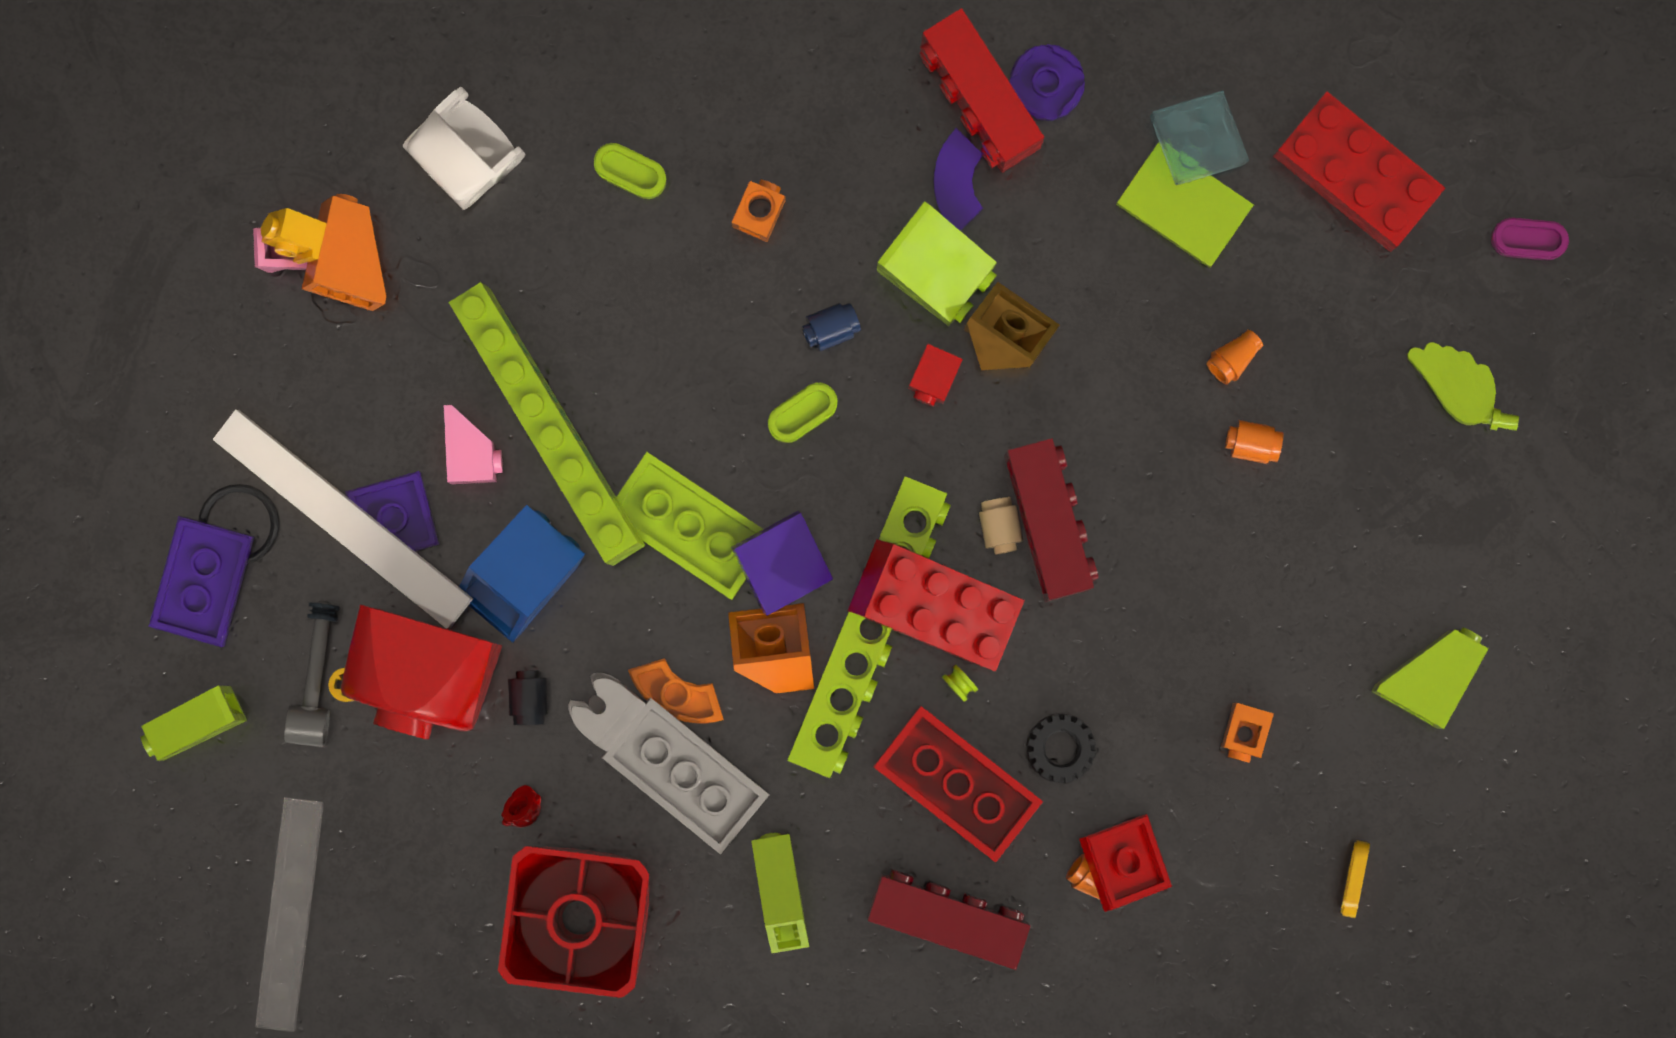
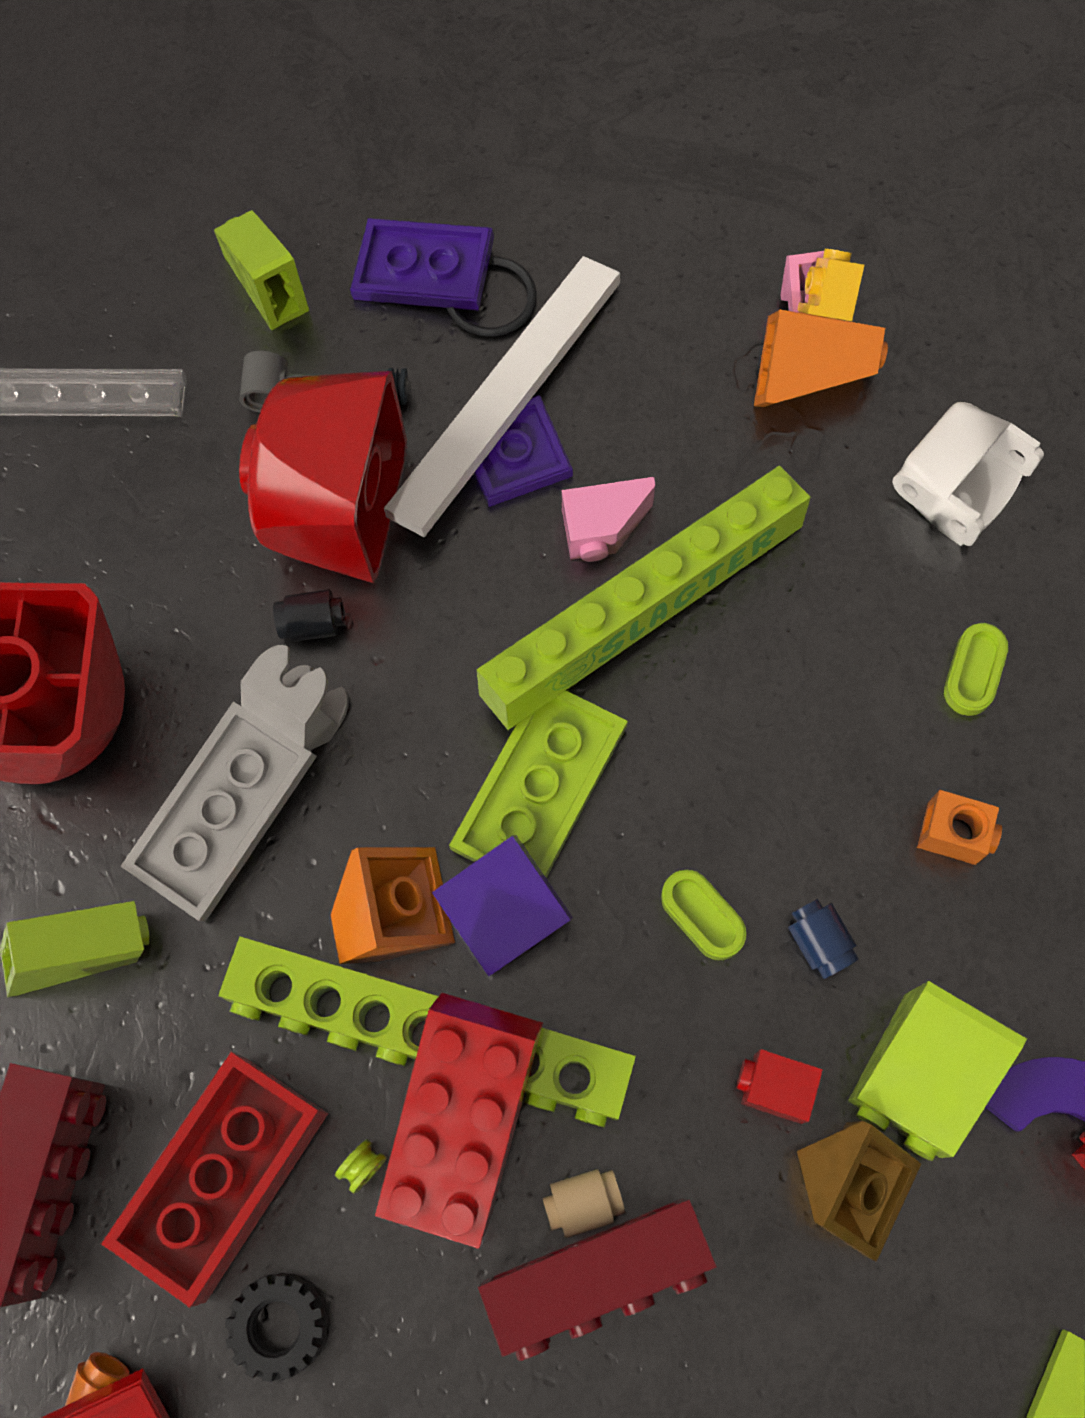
camera: 90 degrees right, 15 degrees down
(520, 572) = (463, 588): blue slope -> none
(522, 807) = (176, 625): red animal -> none
(680, 698) = (323, 793): orange tile -> none

